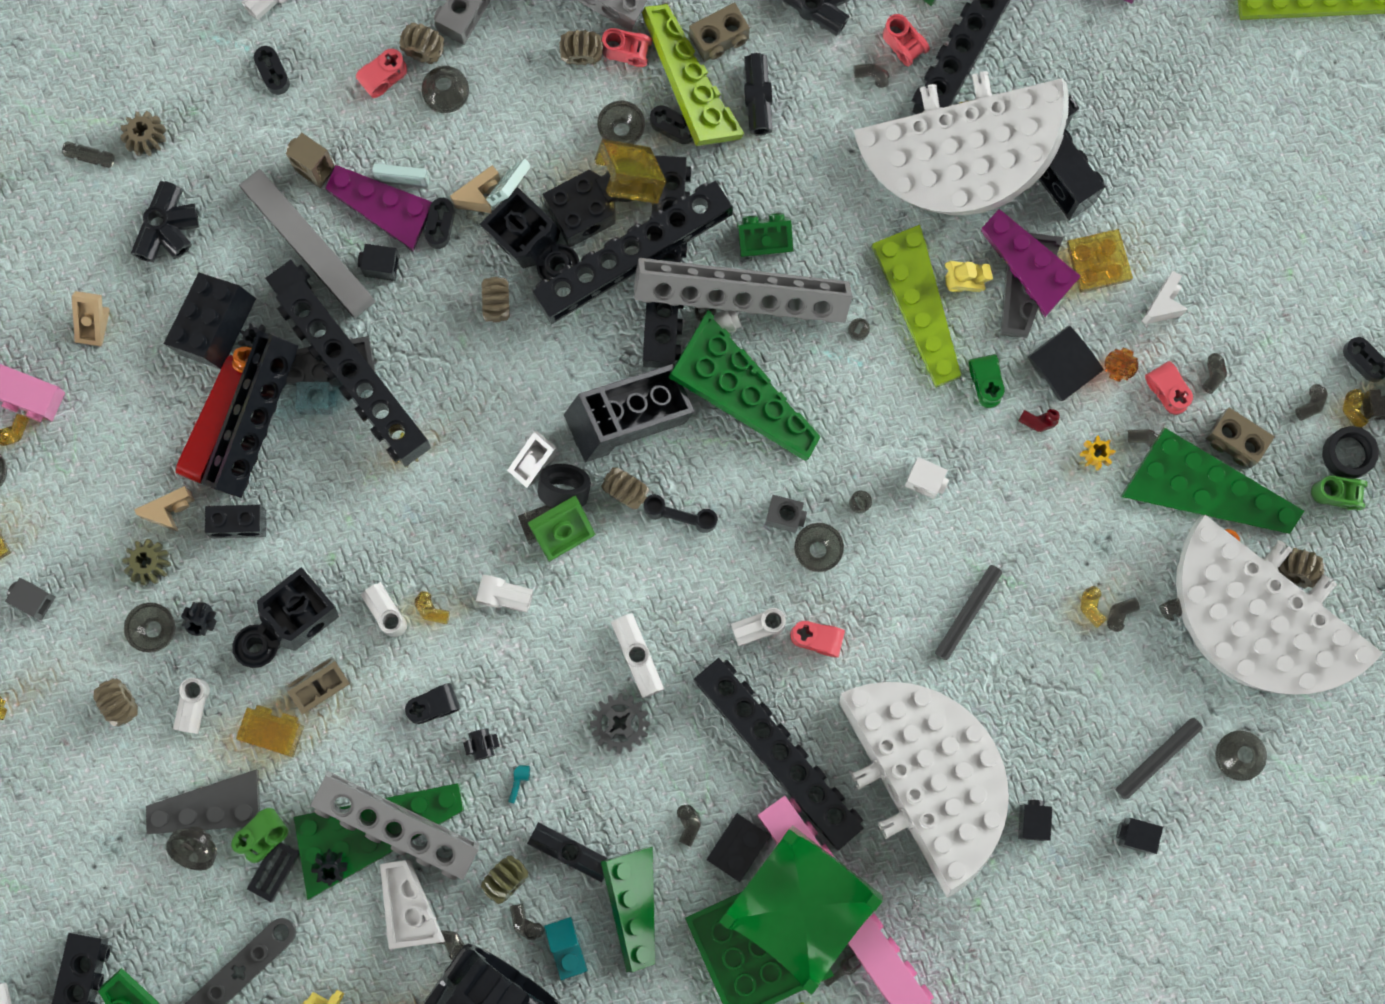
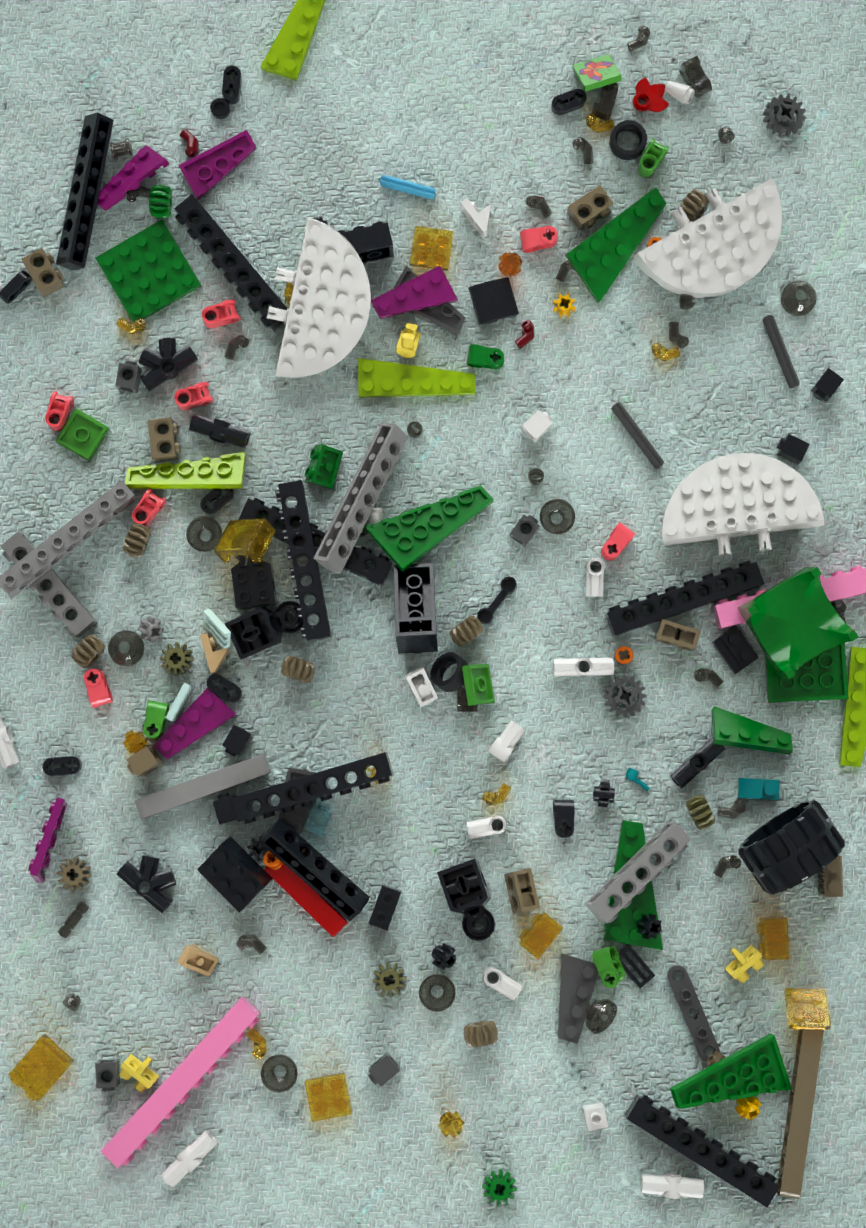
camera: 65 degrees left, 5 degrees up
(59, 891) = (595, 1116): none -> white brick
(135, 375) = (251, 941): none -> clear smoke arm
(159, 509) = (357, 958): tan slope -> none
(172, 86) = (48, 841): none -> magenta wing
(332, 140) = (134, 741): none -> clear yellow gear
(368, 153) = (155, 716): none -> bright green piece
(407, 908) = (694, 884): white wing -> none
(463, 148) = (181, 664): none -> olive gear
(475, 113) = (150, 629): none -> light grey gear
(666, 708) = (622, 649): none -> orange bush
(725, 760) = (677, 635): none -> dark tan brick
(792, 50) = (195, 396): none -> coral piece
(1165, 203) = (407, 187): none -> medium azure axle

